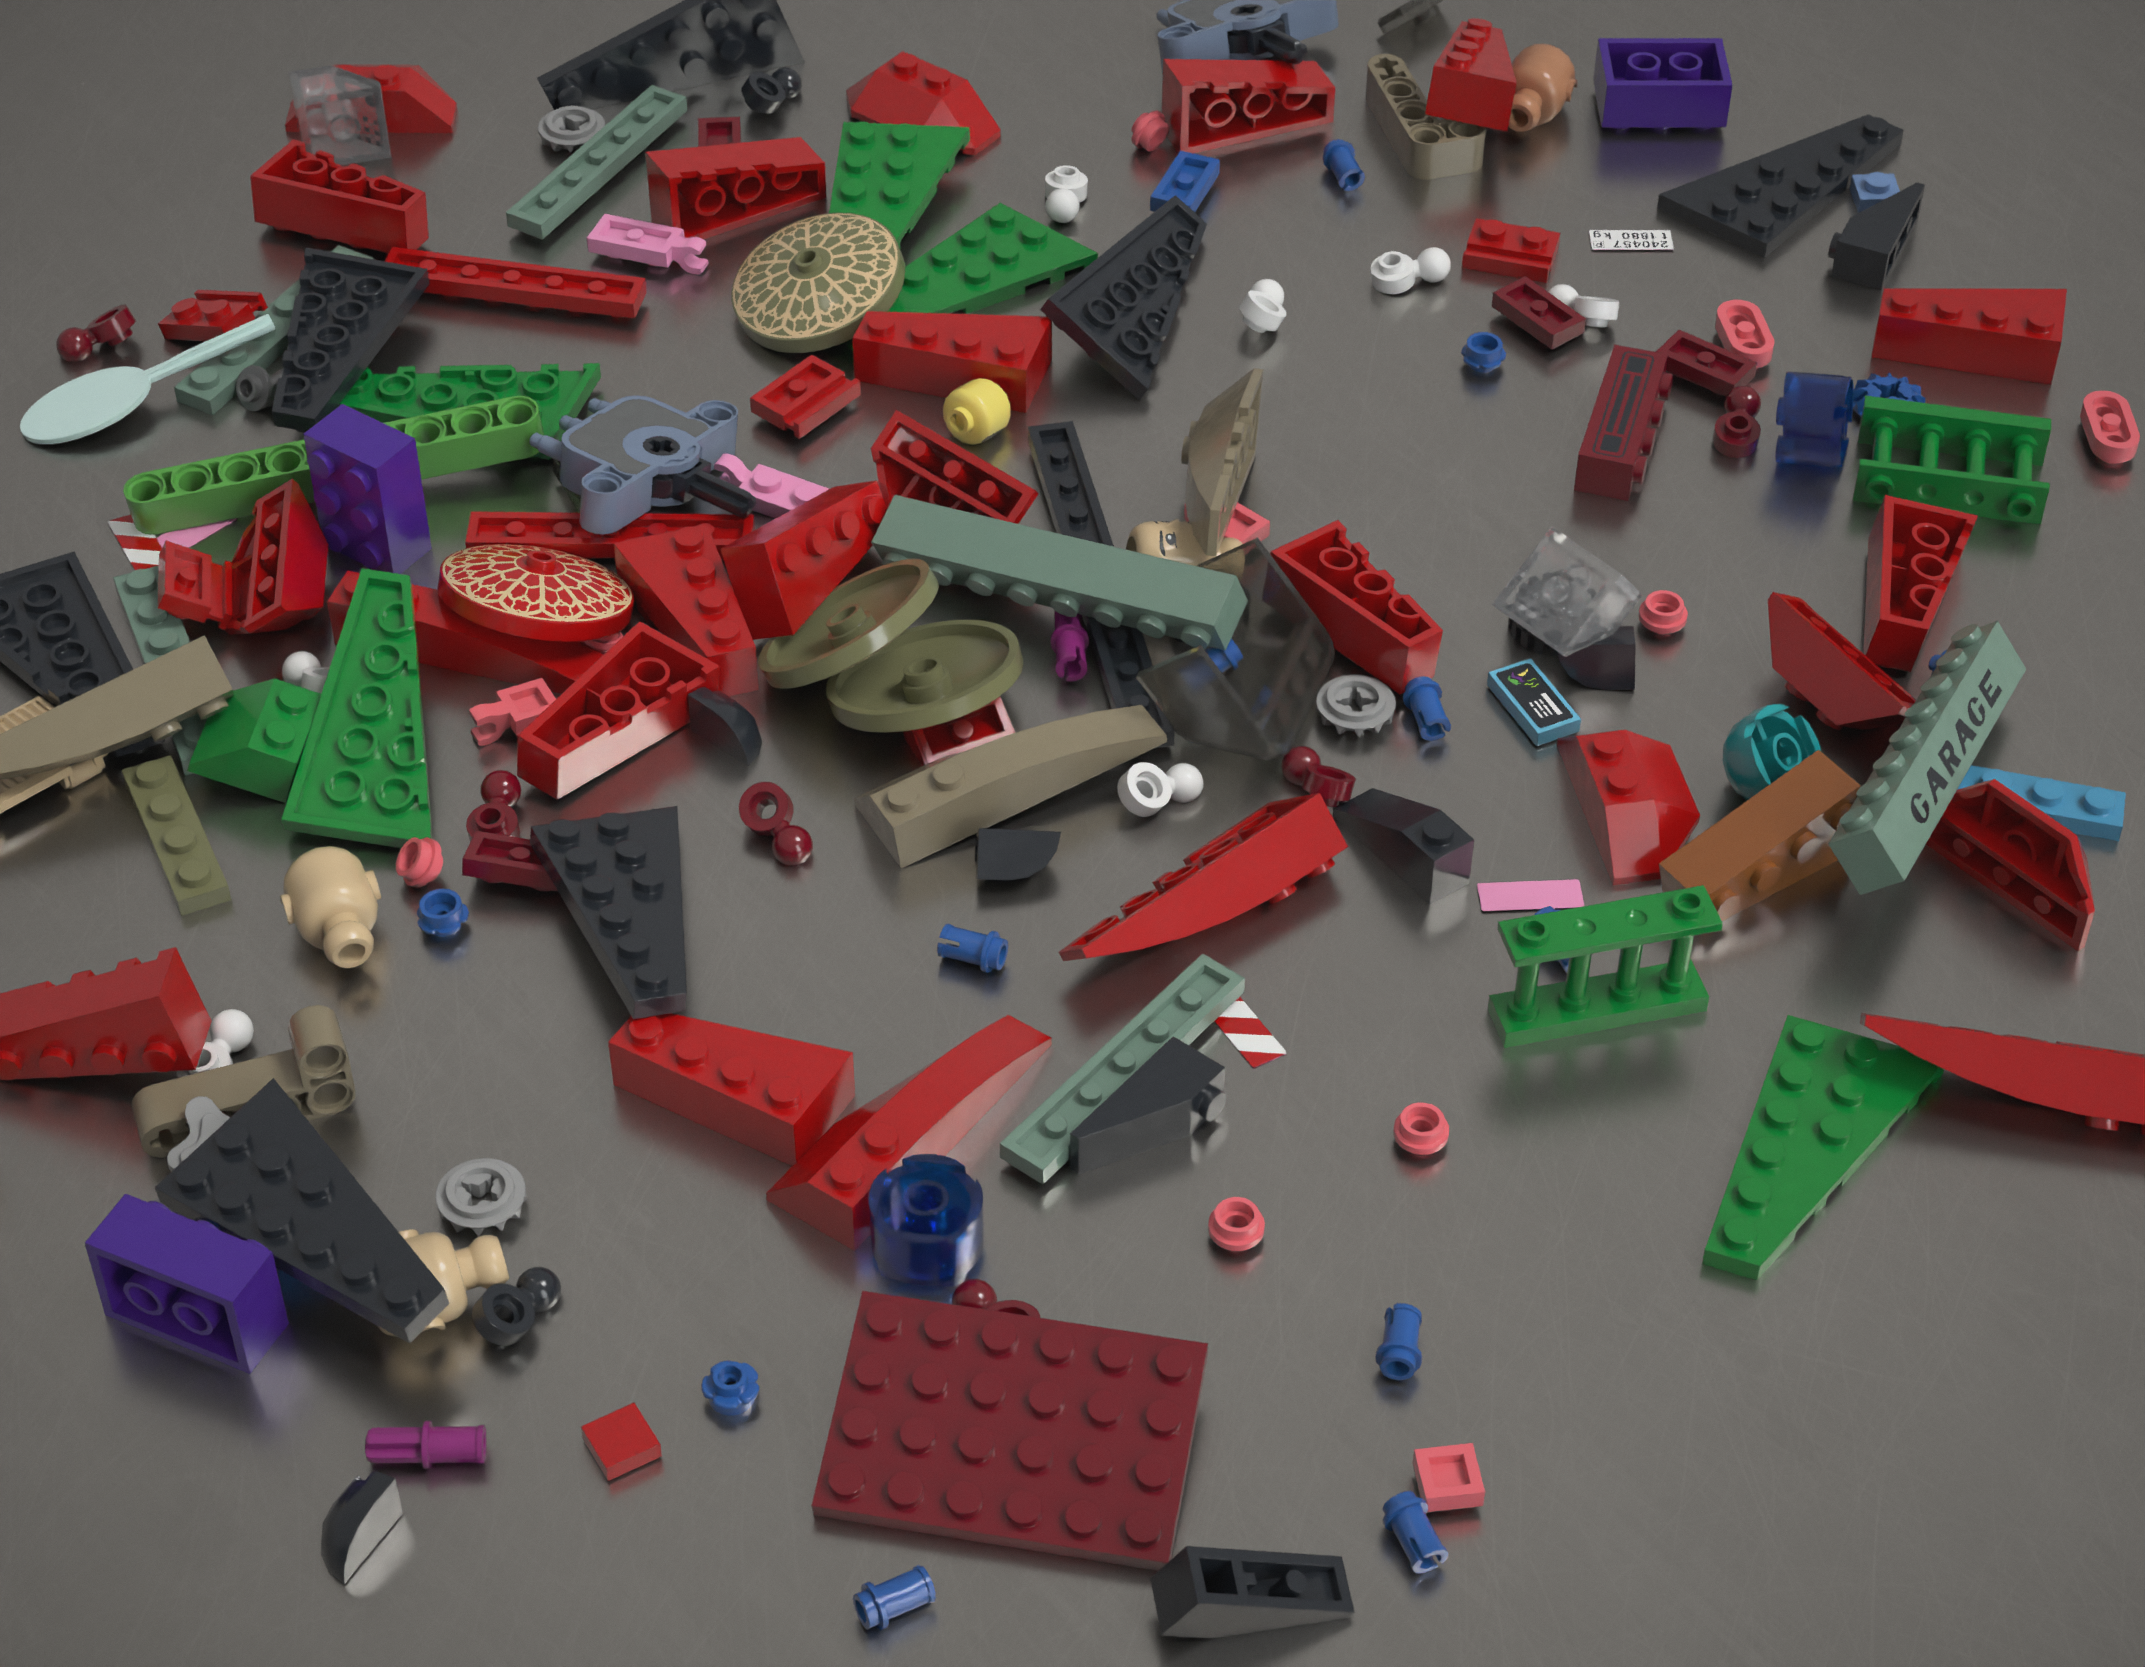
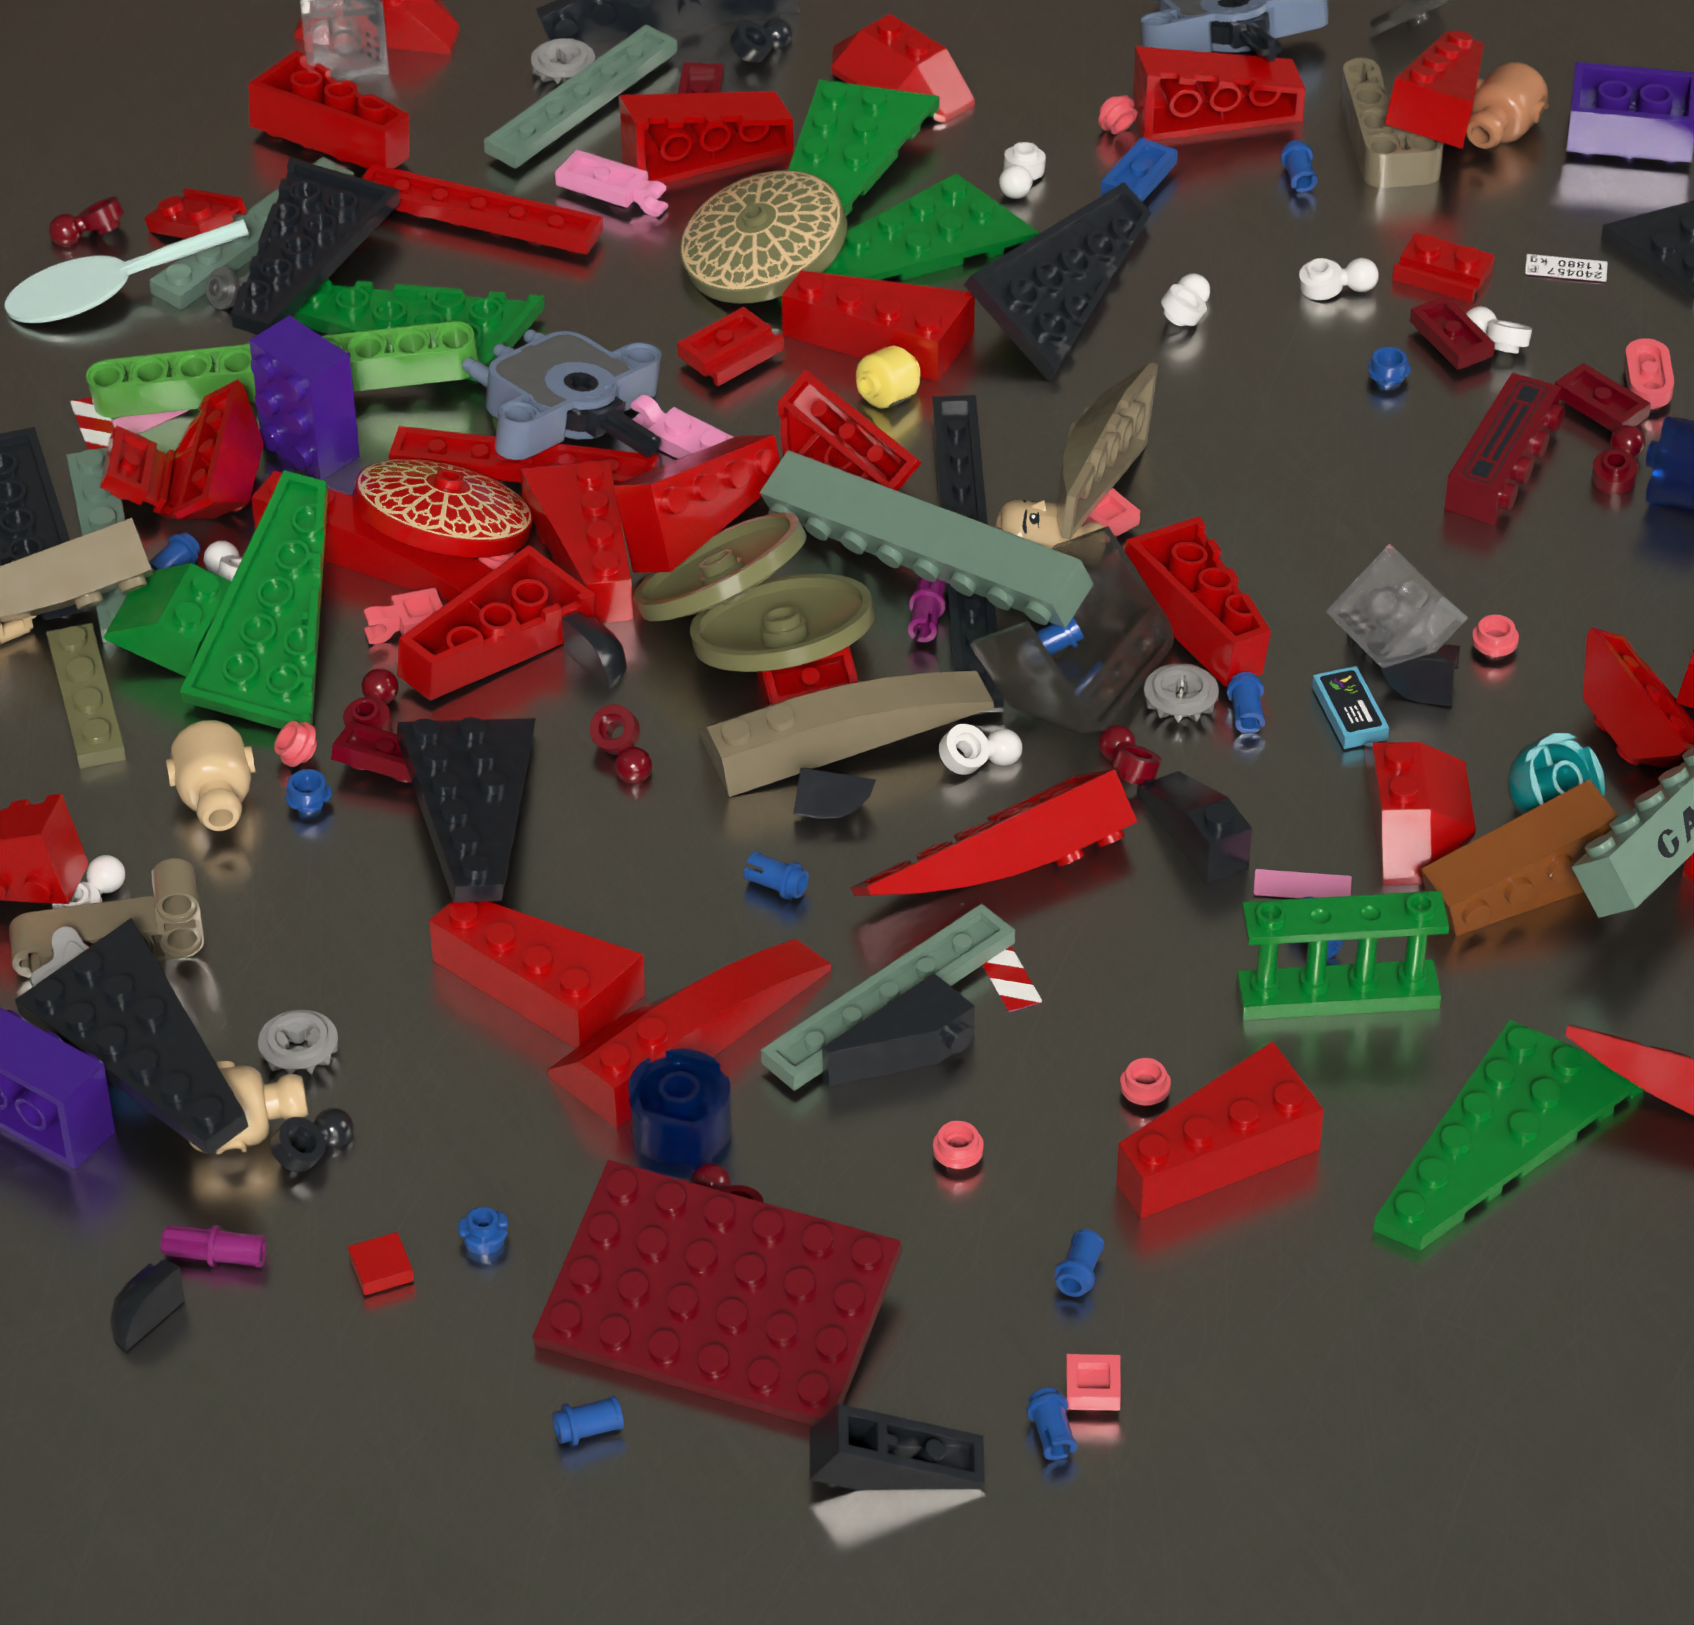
camera: 10 degrees right, 0 degrees up
(255, 667) = (180, 550): none -> blue pin
(1520, 1178) = (1221, 1134): none -> red wedge

